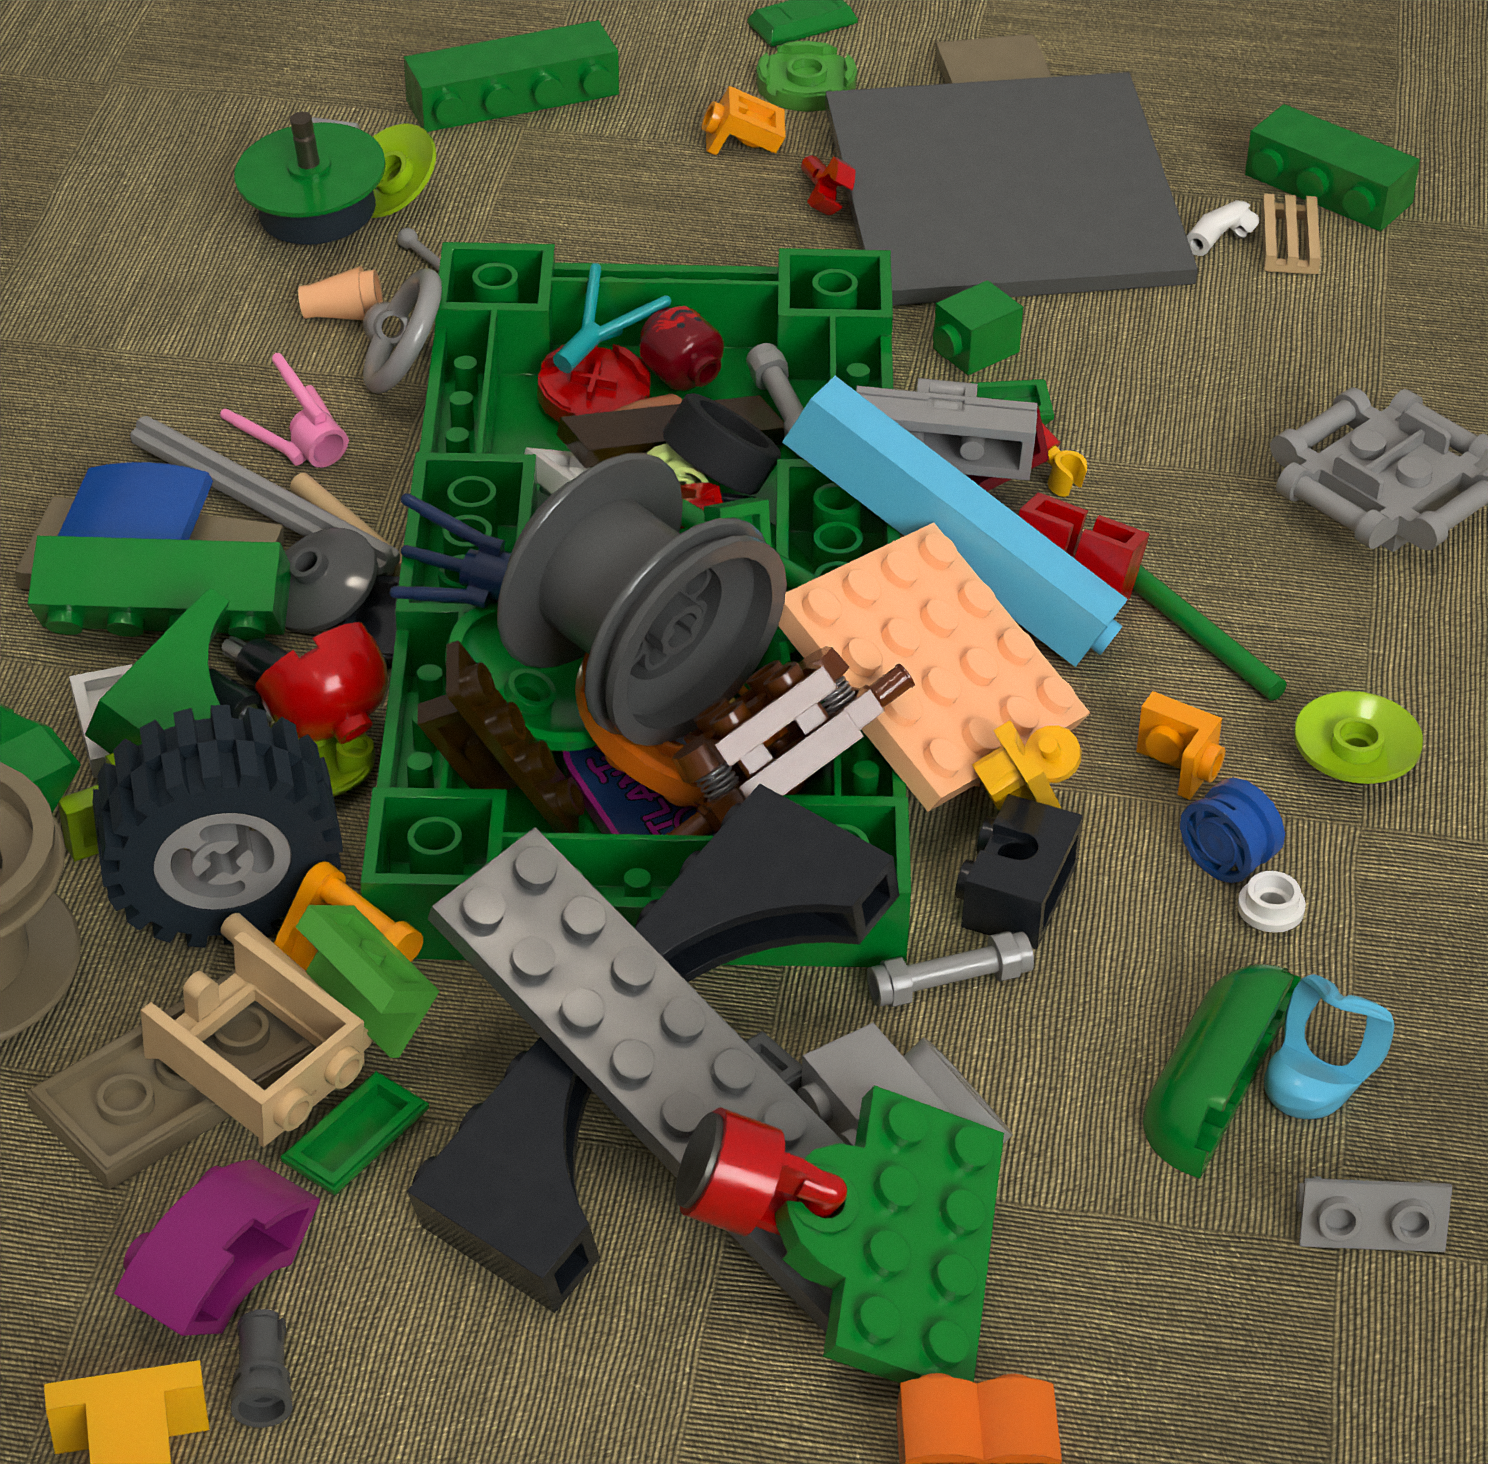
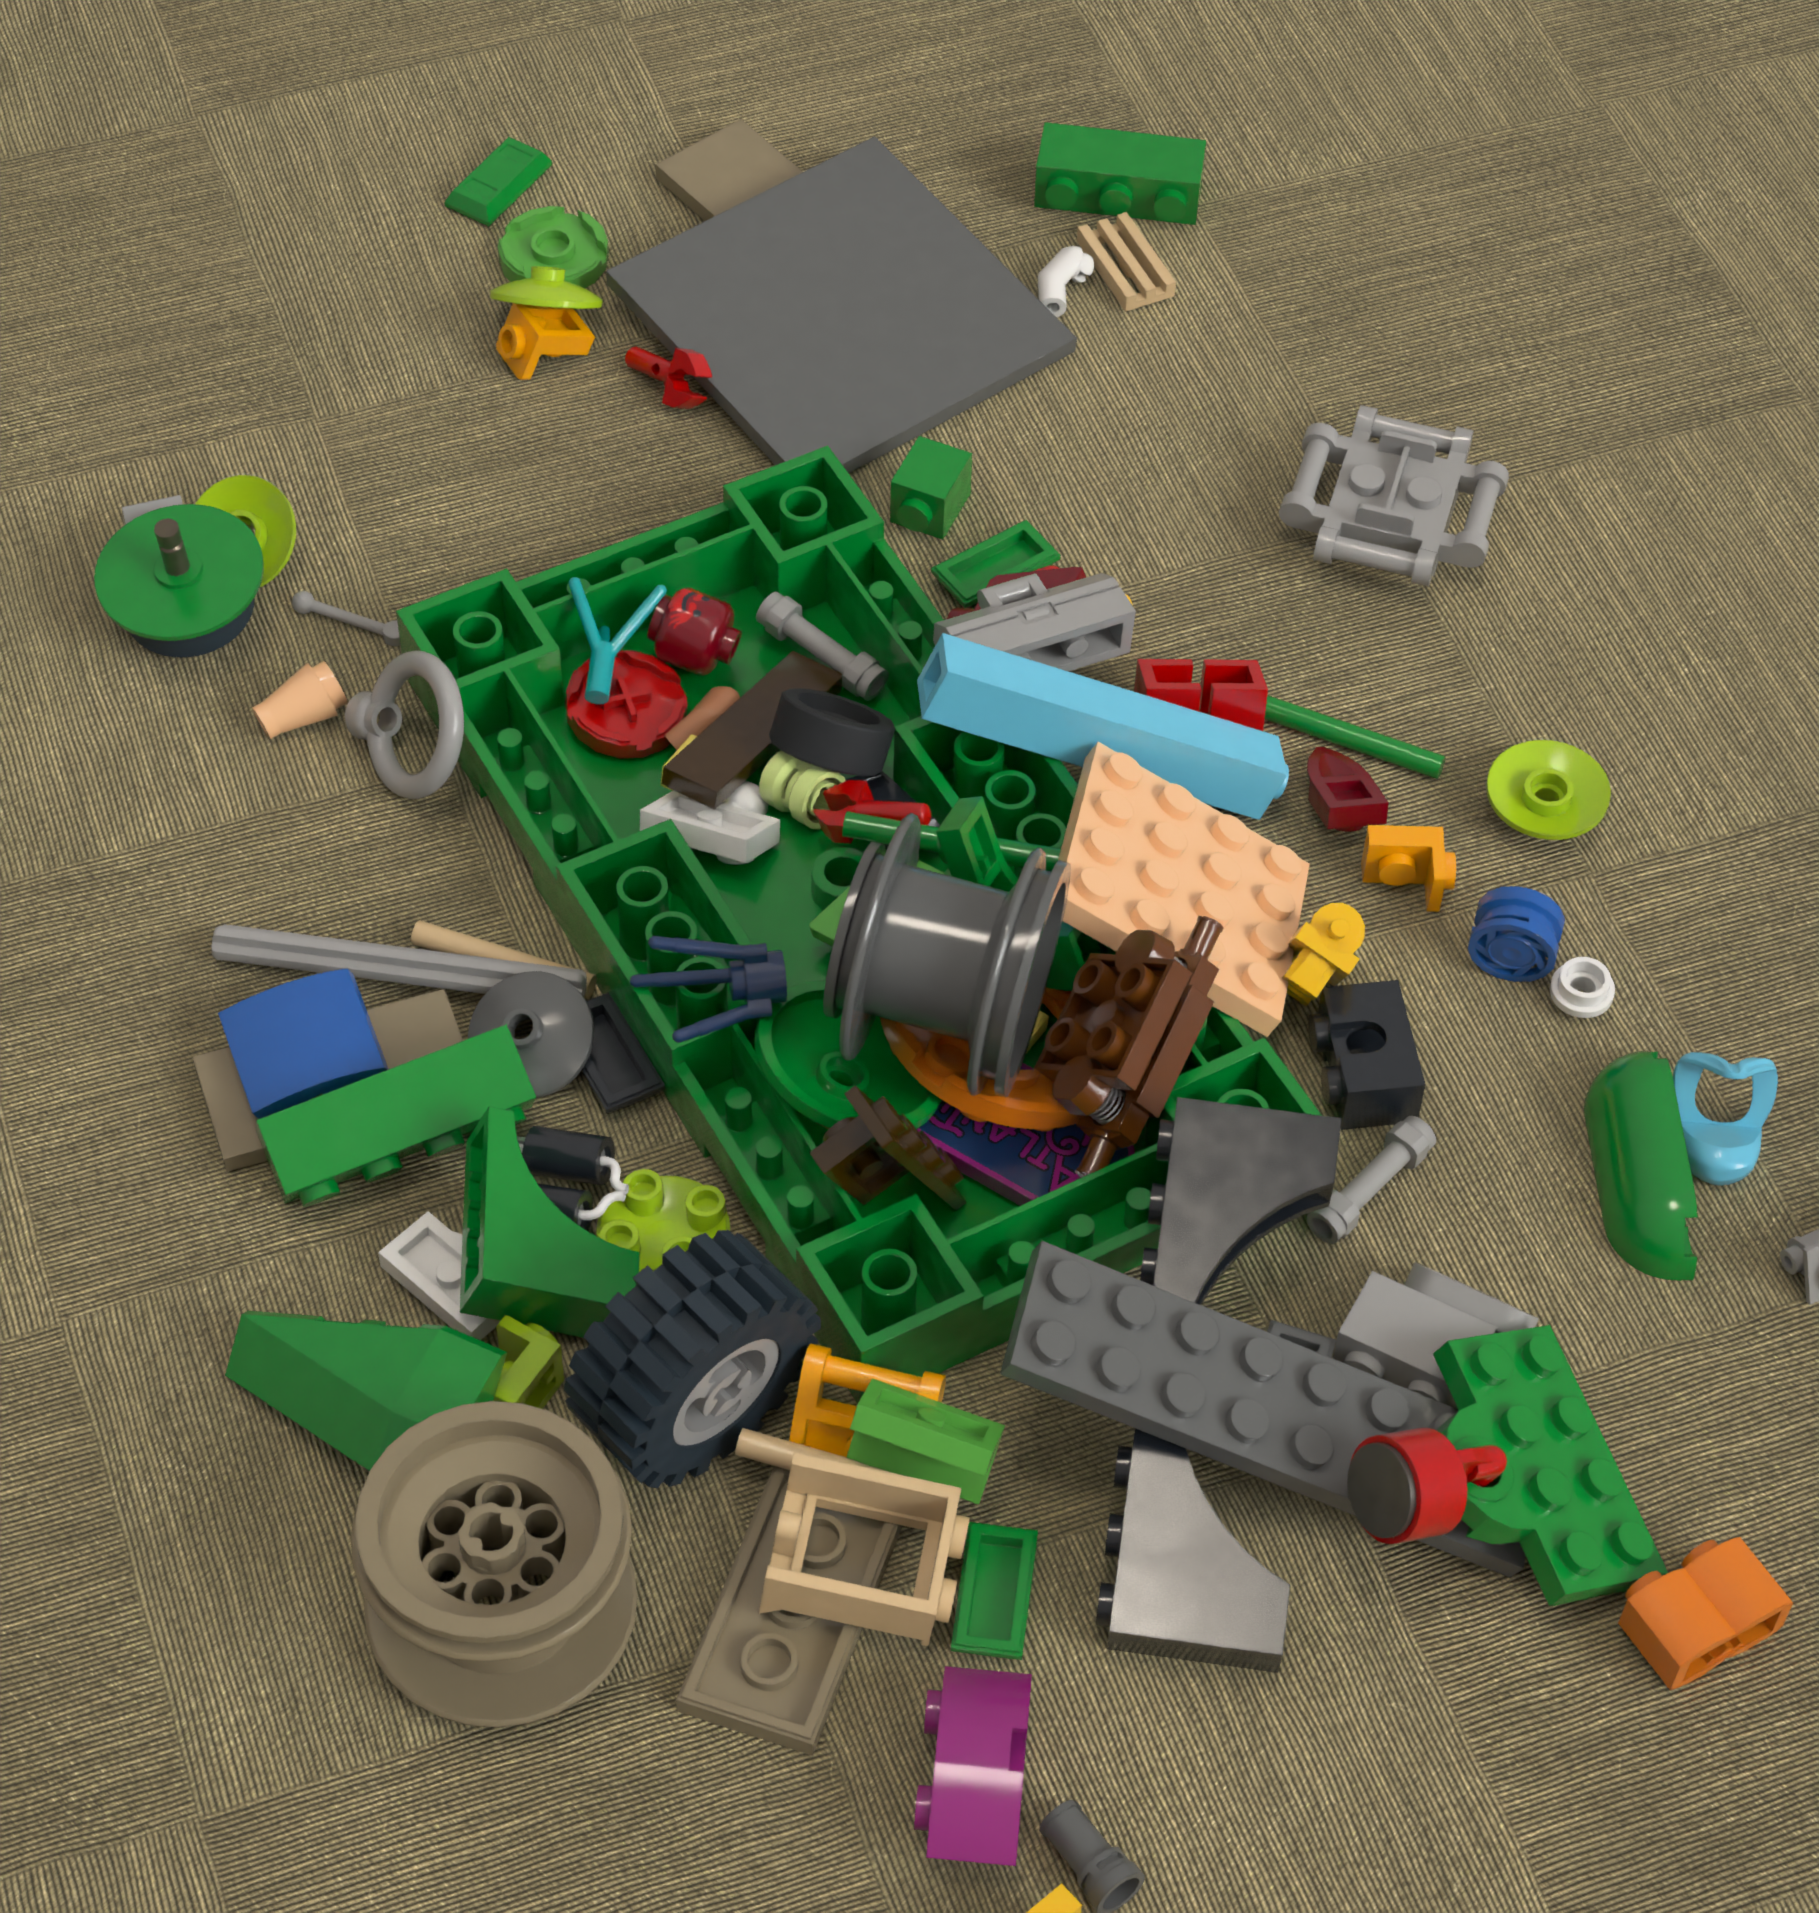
camera: 30 degrees left, 10 degrees up
(312, 430) = (394, 870): bright pink plant -> none
(330, 686) = (665, 1159): red cylinder -> none
(511, 75) = (271, 368): green brick -> none
(767, 86) = (546, 289): none -> lime dish
(1164, 666) = (1344, 792): none -> dark red plate

